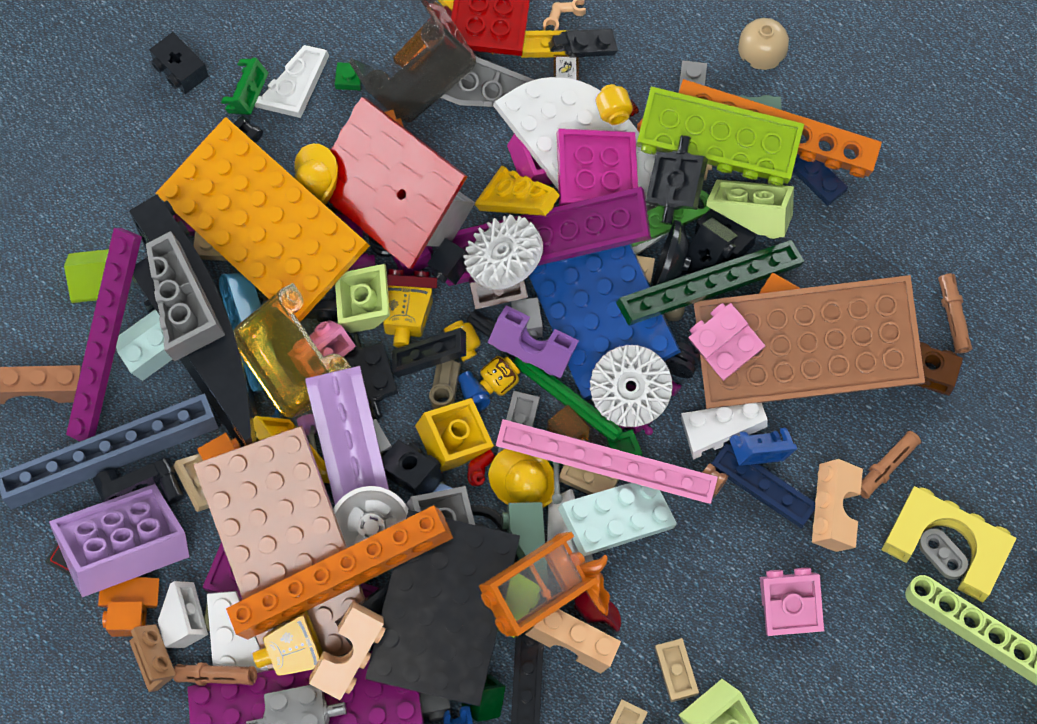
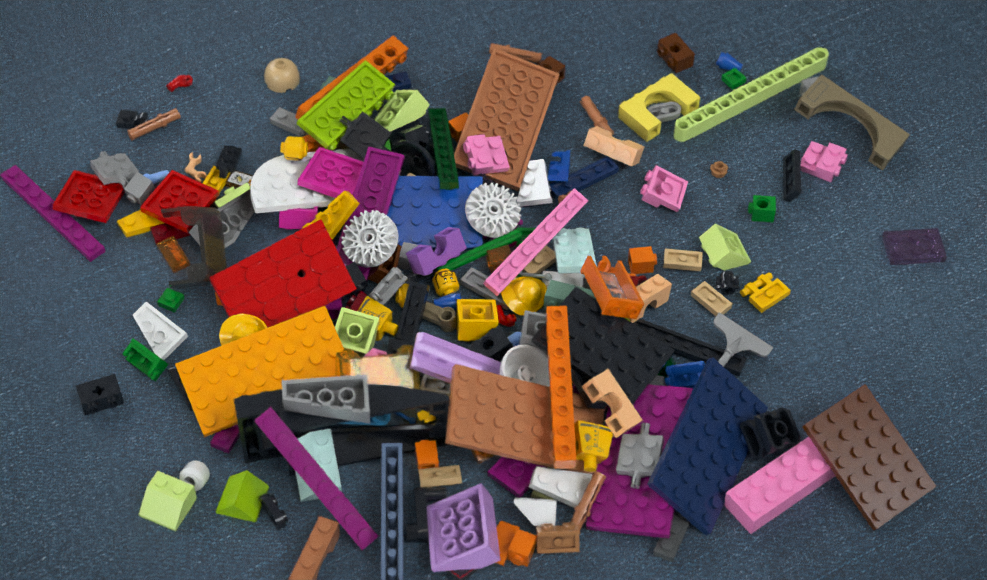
camera: 70 degrees left, 15 degrees down
(61, 197) = (167, 500): none -> yellowish green slope
(79, 318) = (270, 506): none -> black plate
(100, 209) = (196, 474): none -> white head
(453, 306) = (388, 286): none -> light grey hinge
(519, 67) = (231, 194): none -> yellowish green plate
(649, 613) = (641, 260): none -> orange brick
(869, 674) = (719, 169): none -> medium nougat plate

